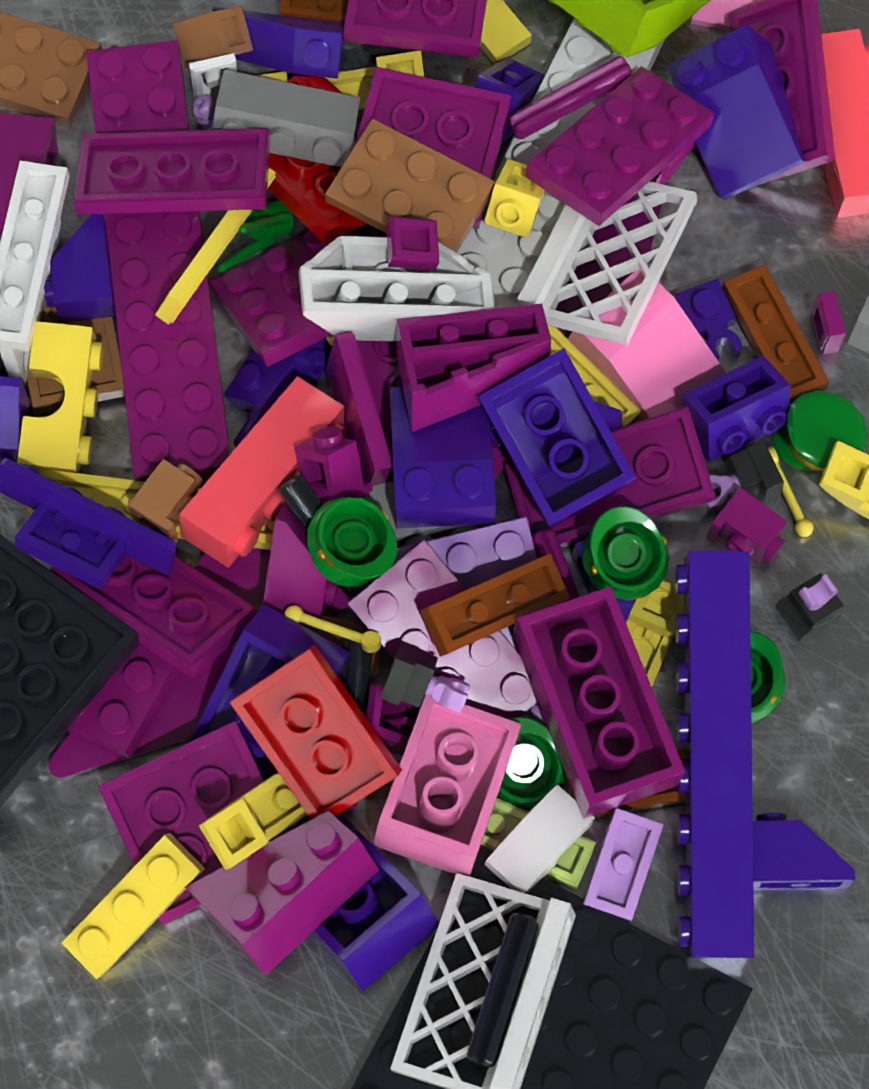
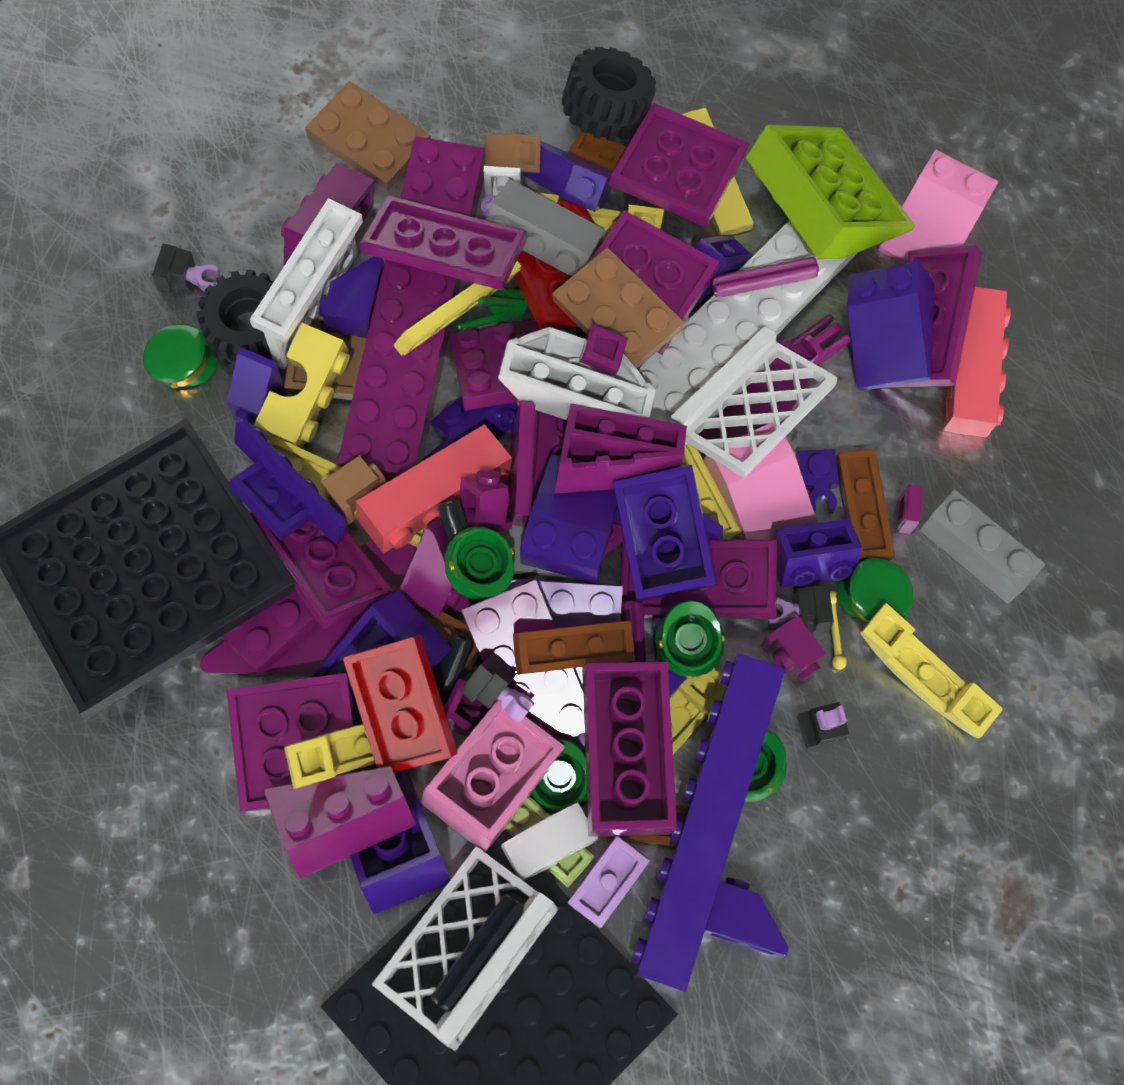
camera: 15 degrees right, 0 degrees up
(133, 905) = (222, 789): light yellow plate -> none
(369, 640) = (469, 643): light yellow hinge -> none
(514, 200) = (698, 339): light yellow bracket -> none
(619, 145) = (790, 324): magenta plate -> none

